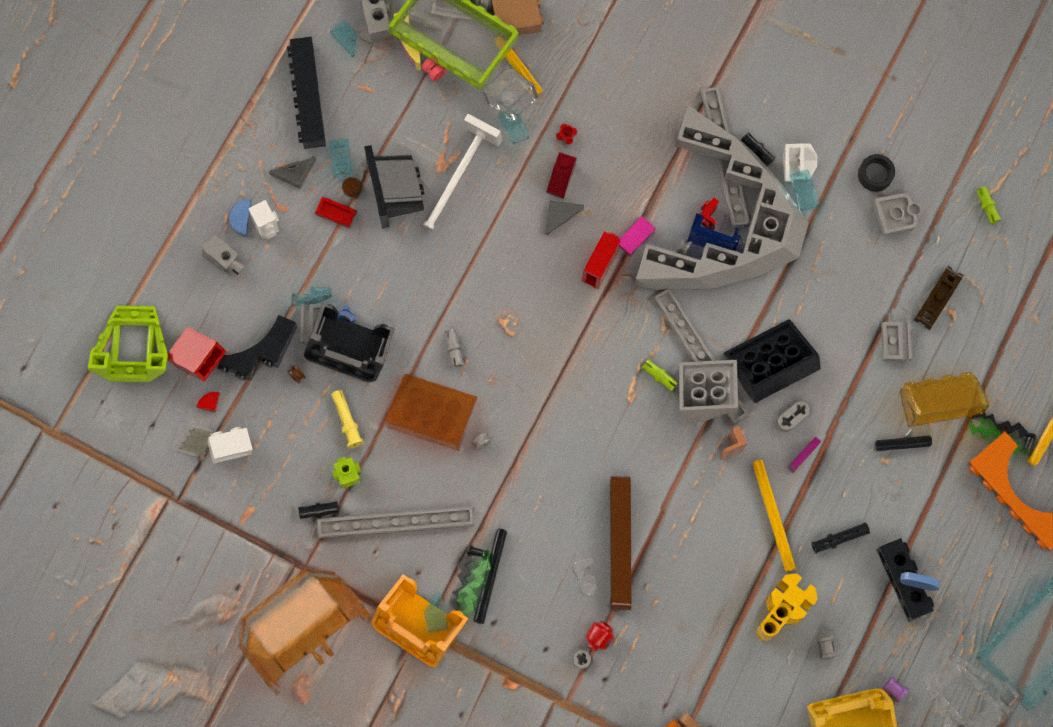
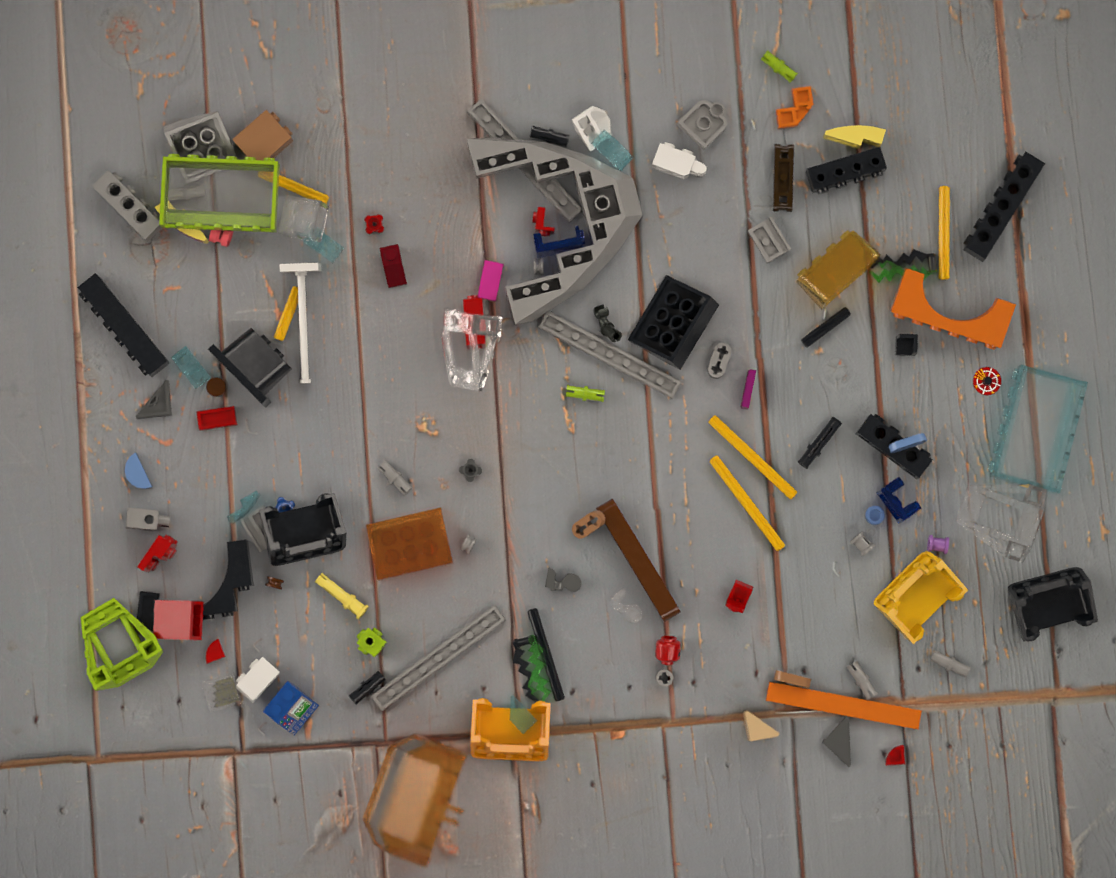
camera: 25 degrees left, 10 degrees up
(175, 330) = (146, 608): none -> black tile
(217, 286) = (161, 549): none -> red plate
(242, 487) = (290, 708): none -> blue slope
(264, 220) = (161, 465): white brick -> none
(345, 36) = (124, 251): clear light blue tile -> none
(447, 164) = (287, 315): none -> yellow axle
(519, 376) = (470, 465): none -> dark grey plate
(550, 525) = (570, 581): none -> dark grey leg
(560, 213) = (412, 300): dark grey tile -> none
(596, 489) = (586, 520): none -> medium nougat beam
(599, 255) = (473, 325): none -> clear windscreen
(690, 627) = (739, 596): none -> red bracket
(707, 389) = (633, 383): light grey slope -> none
(712, 331) = (607, 328): none -> pearl dark grey piece
(737, 443) = (686, 414): nougat panel -> none
(745, 552) = (747, 503): none -> yellow axle
(787, 604) = (809, 527): yellow connector -> none
(852, 630) = (874, 515): none -> medium blue tile
(854, 231) = (677, 162): none -> white hinge
(875, 628) = (894, 504): none -> clear blue panel
(878, 159) = (670, 82): black tyre -> none
(966, 499) = (906, 344): none -> black panel
(976, 252) = (802, 104): none -> orange tile
(998, 322) = (845, 170): none -> black brick
(1020, 574) = (987, 381): none -> red piece
(1022, 298) = (855, 135): none -> light yellow slope

